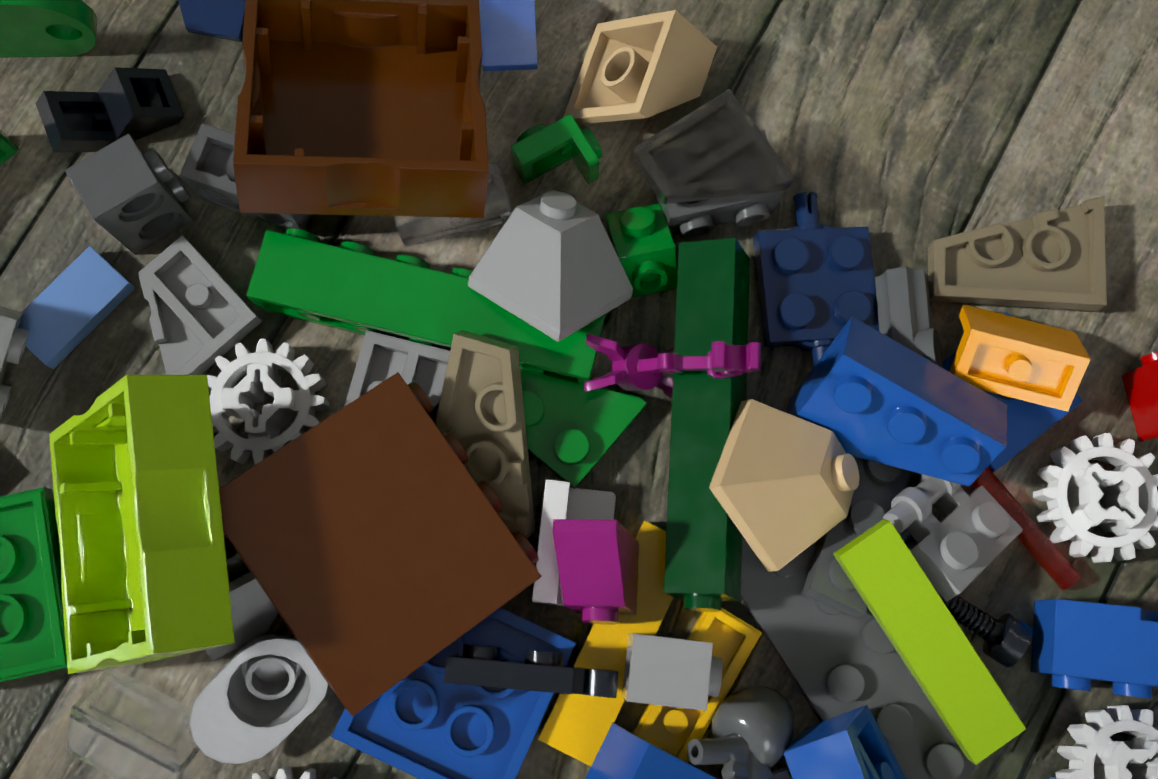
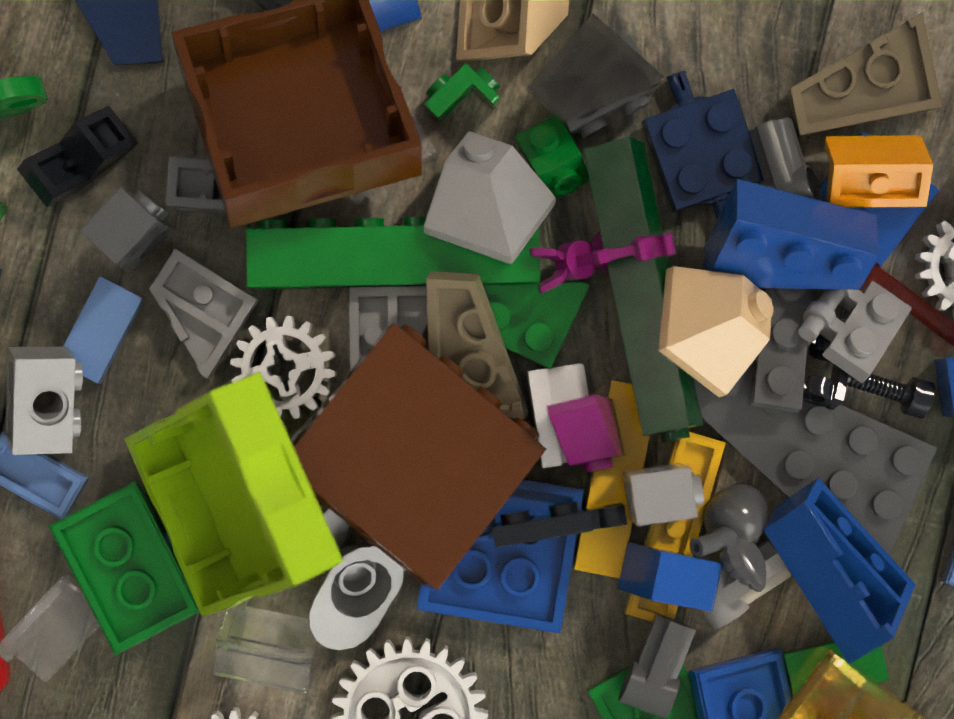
camera: 10 degrees left, 10 degrees up
(929, 641) = (853, 417): lime tile -> none

